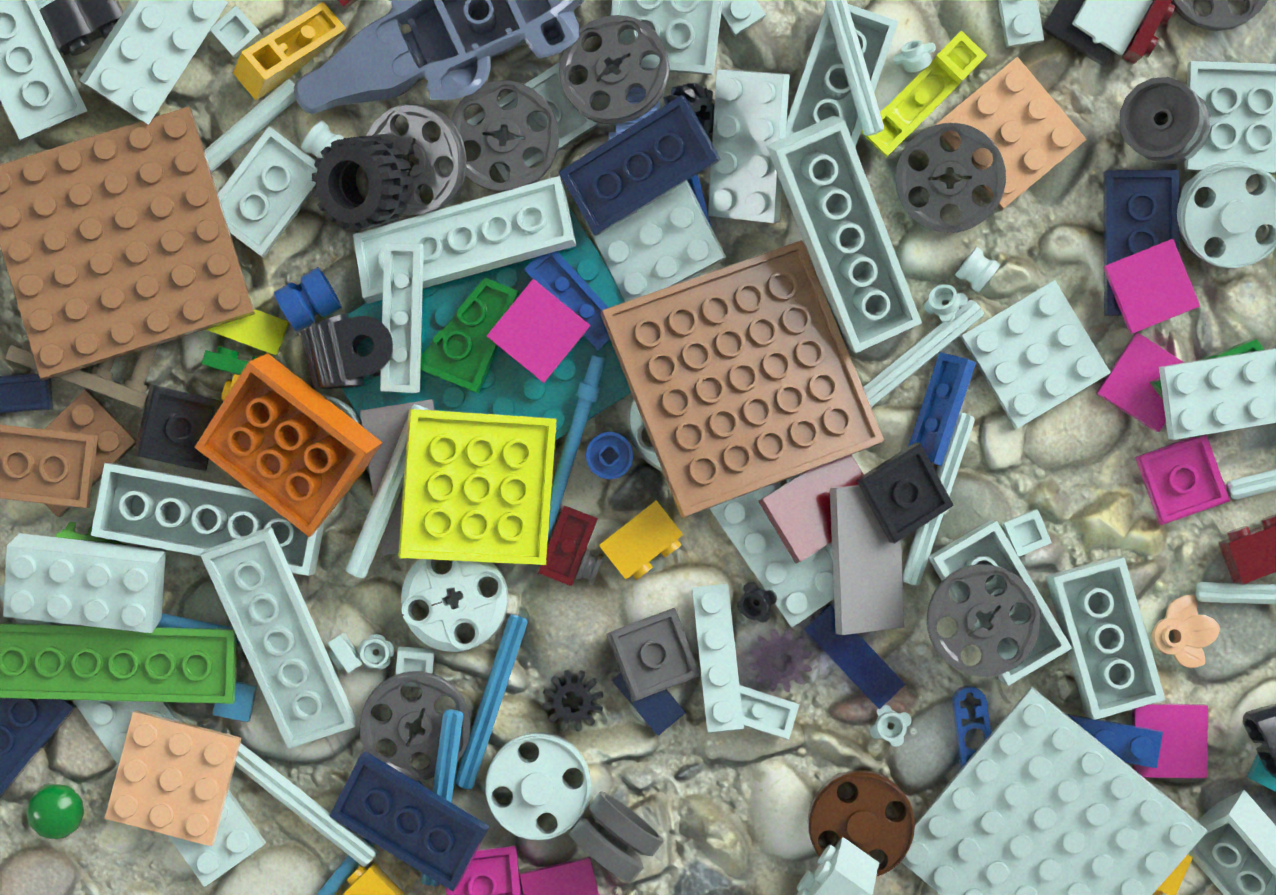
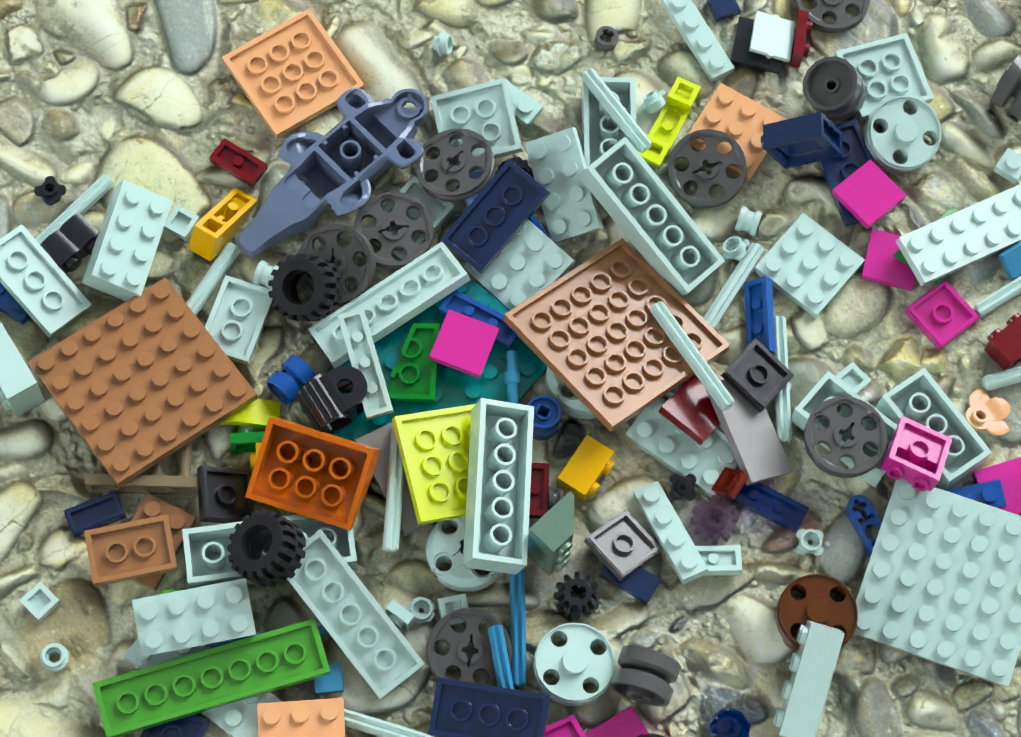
camera: 25 degrees left, 20 degrees down
(168, 532) = (250, 541): none -> black tyre
(513, 544) = (498, 486): none -> light aqua brick
(561, 629) = (552, 536): none -> sand green slope
(815, 623) = (729, 483): none -> clear red tile
(826, 445) = (692, 356): none -> light aqua axle
(1064, 677) = (916, 454): none -> dark pink plate
(1090, 186) = (802, 140): none -> dark blue window

